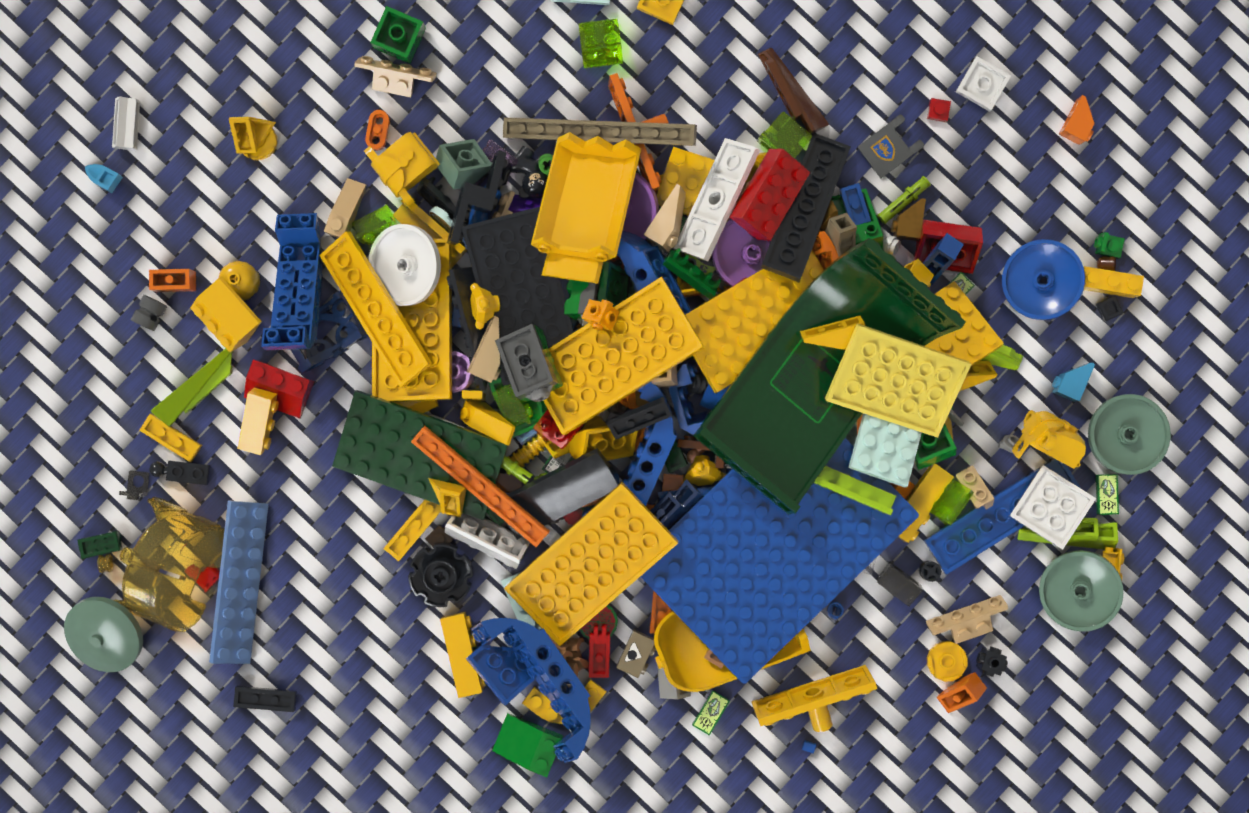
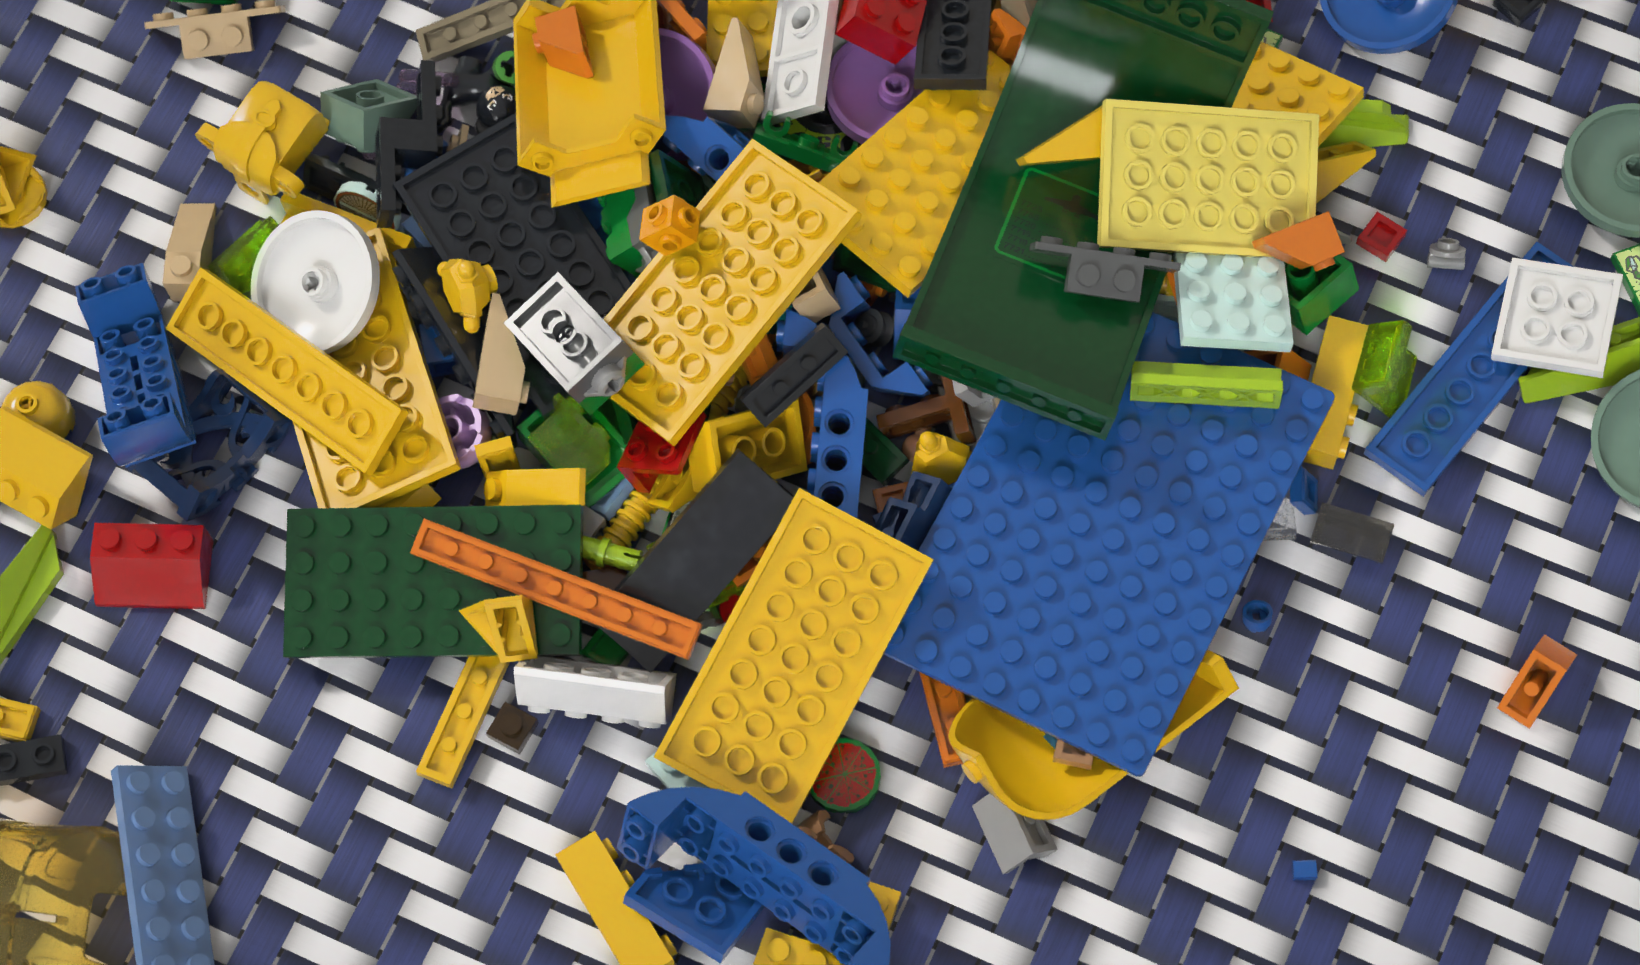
camera: 10 degrees left, 20 degrees down
(208, 578) = (109, 931): red piece -> none
(258, 421) = (130, 624): yellow brick -> none
(377, 130) = (215, 115): orange plate -> none
(455, 570) = (507, 765): black piece -> none
(580, 167) = (564, 41): none -> orange slope
(599, 653) = (863, 822): red hinge -> none
(636, 654) = (931, 804): dark tan brick -> none
(710, 712) = (1104, 867): tile -> none
(814, 698) = (1281, 773): yellow plate -> none
(822, 417) = (1104, 273): none -> dark grey bracket
(885, 555) = (1304, 492): none -> blue tile
(933, 573) = (1398, 489): black wheel -> none
(935, 431) = (1305, 243): none -> orange slope
(947, 661) = (1489, 640): yellow tile -> none
(968, 621) = (1498, 560): tan bracket -> none
(972, 480) = (1427, 333): tan bracket -> none
(980, 423) = (1381, 236): none -> red plate
(985, 658) = (1558, 615): black brick -> none
(1051, 437) = (1511, 206): yellow piece -> none
(1073, 382) = (1506, 125): dark azure slope -> none

